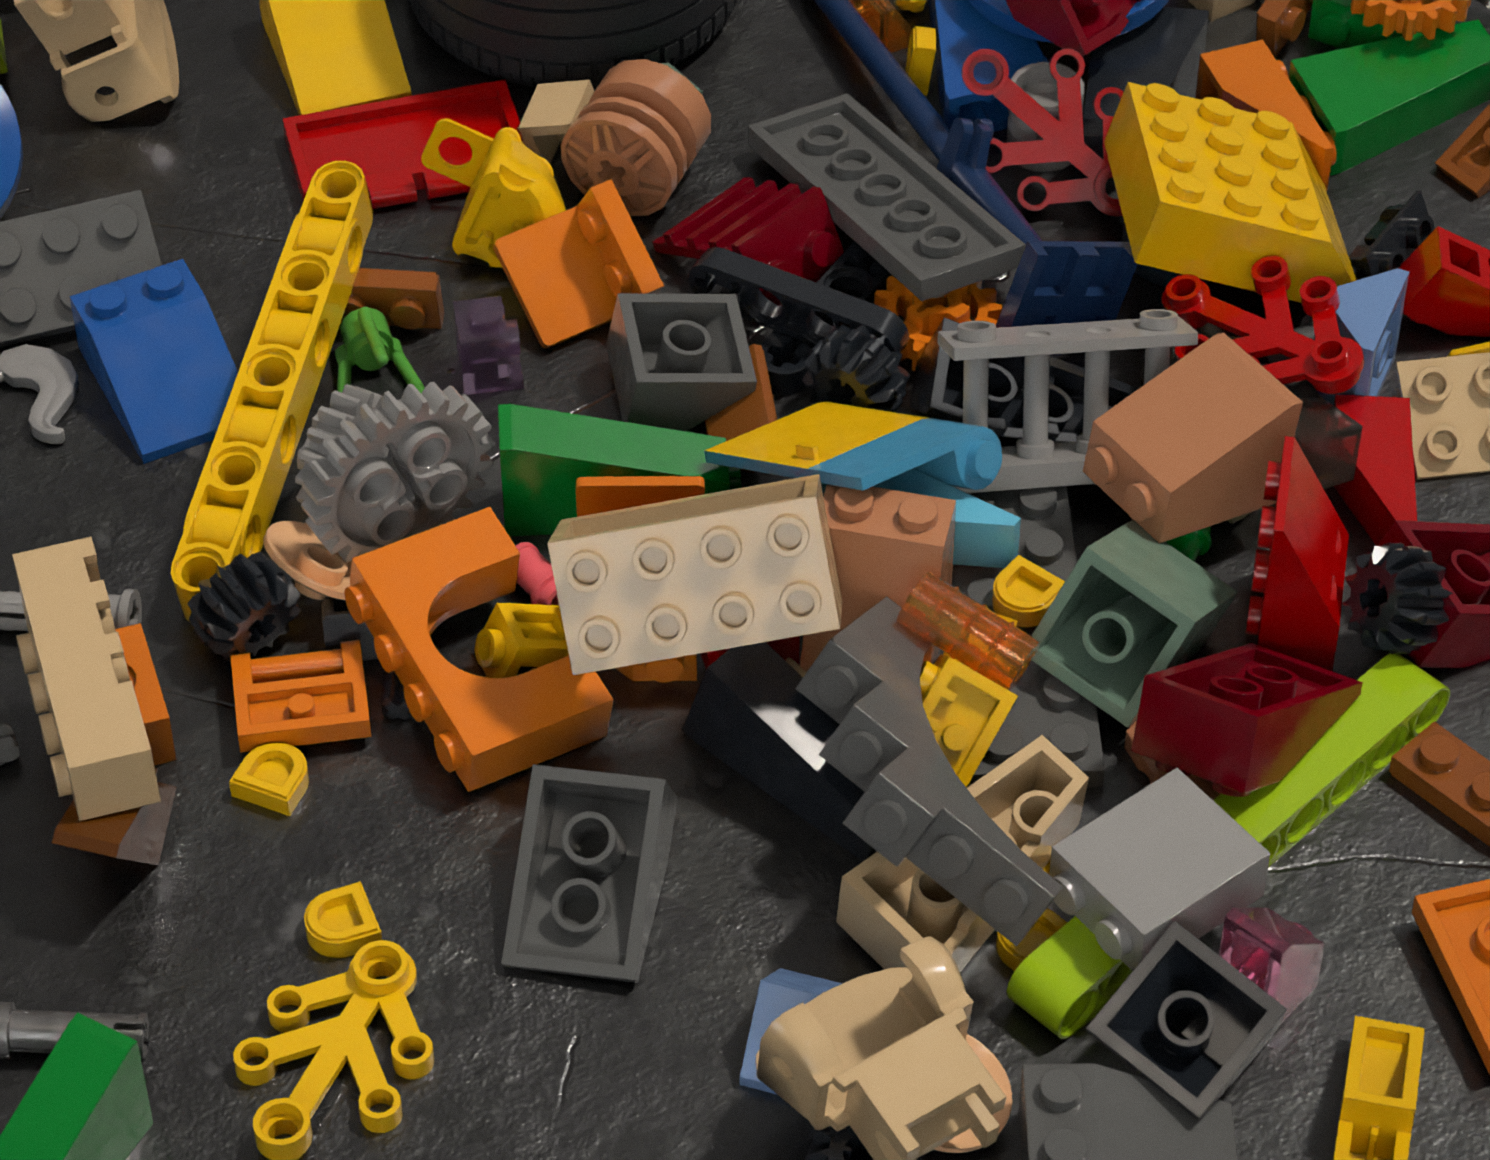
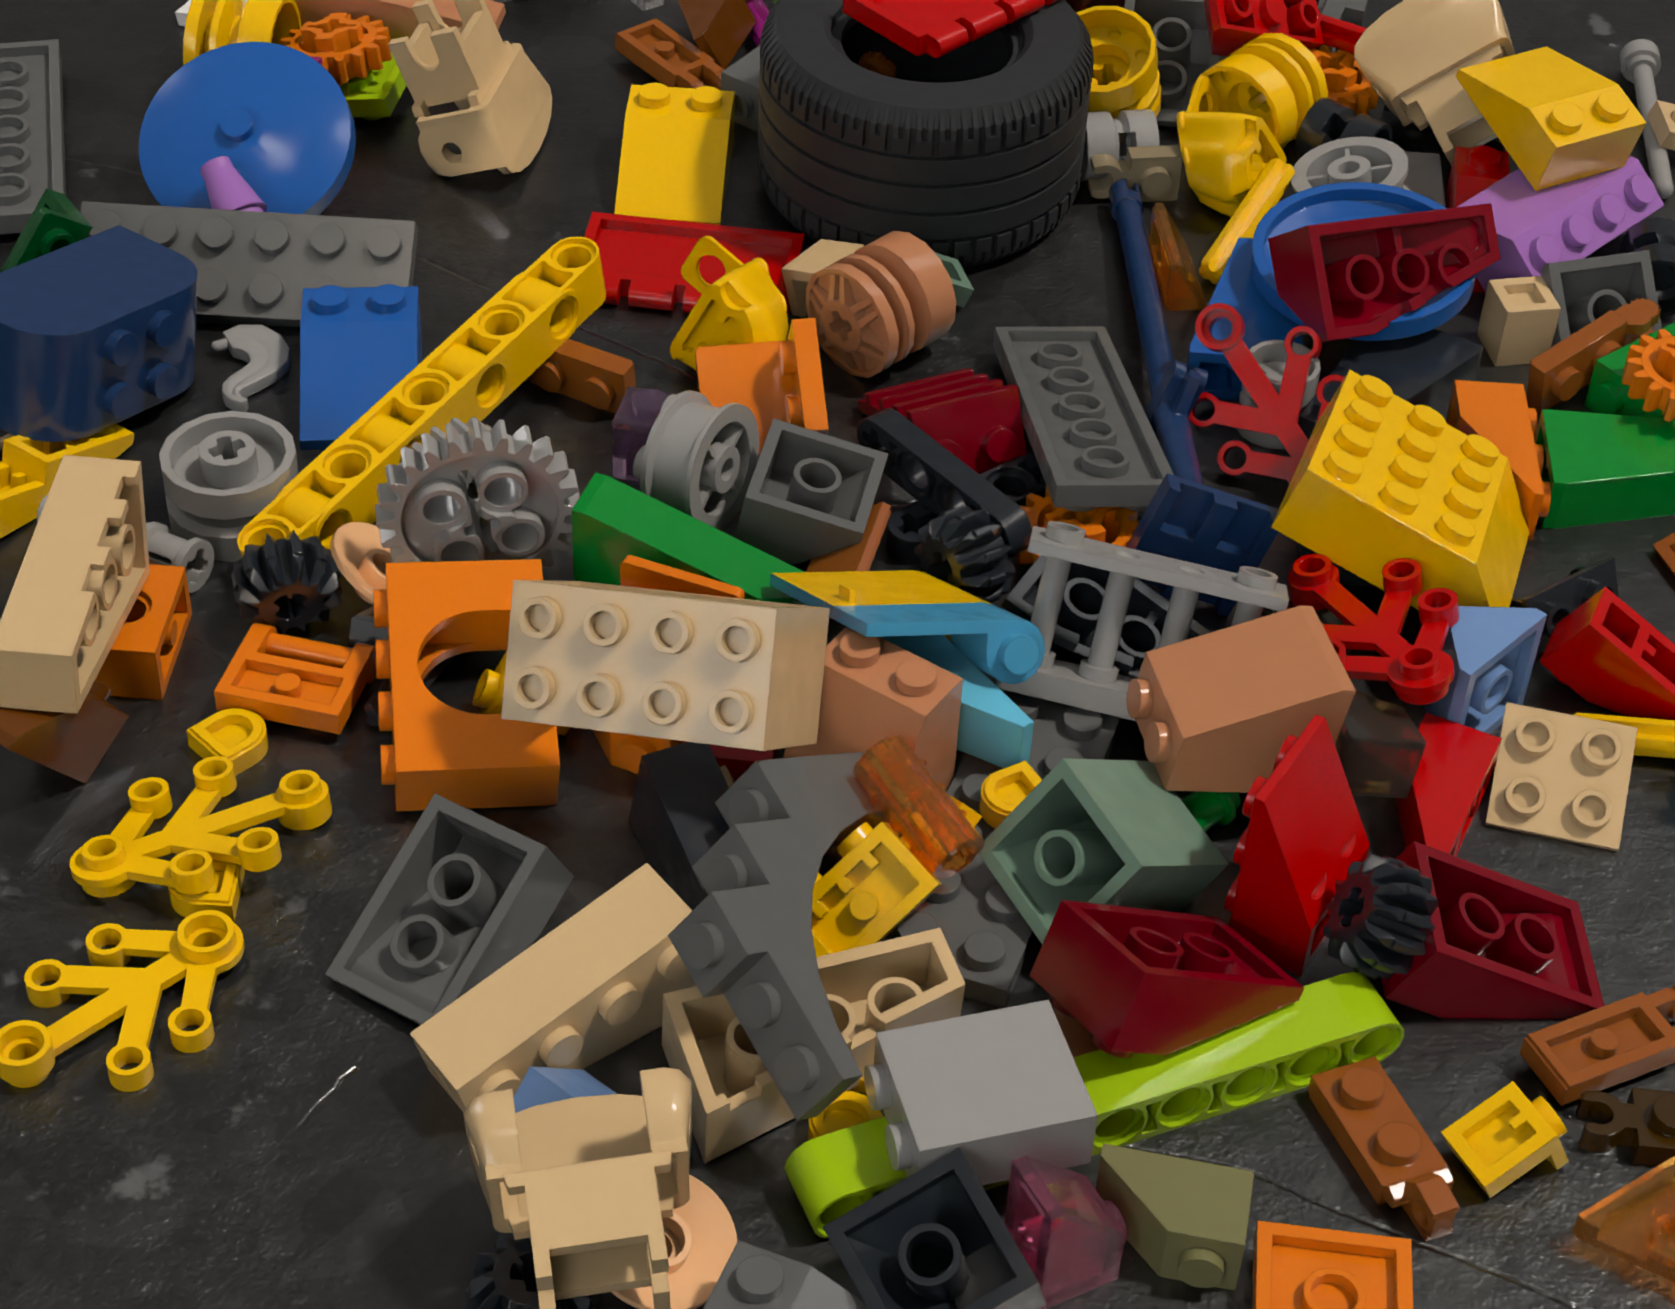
camera: 20 degrees right, 5 degrees down
(130, 507) = (224, 474): none -> light grey wheel
(245, 928) = (116, 861): none -> yellow plant
(370, 347) = (551, 408): bright green plant -> none
(560, 353) = (699, 457): none -> light grey wheel
(747, 908) = (564, 997): none -> tan wedge
(921, 56) = (1184, 324): yellow tile -> none
(1354, 908) = (1180, 1213): none -> olive slope

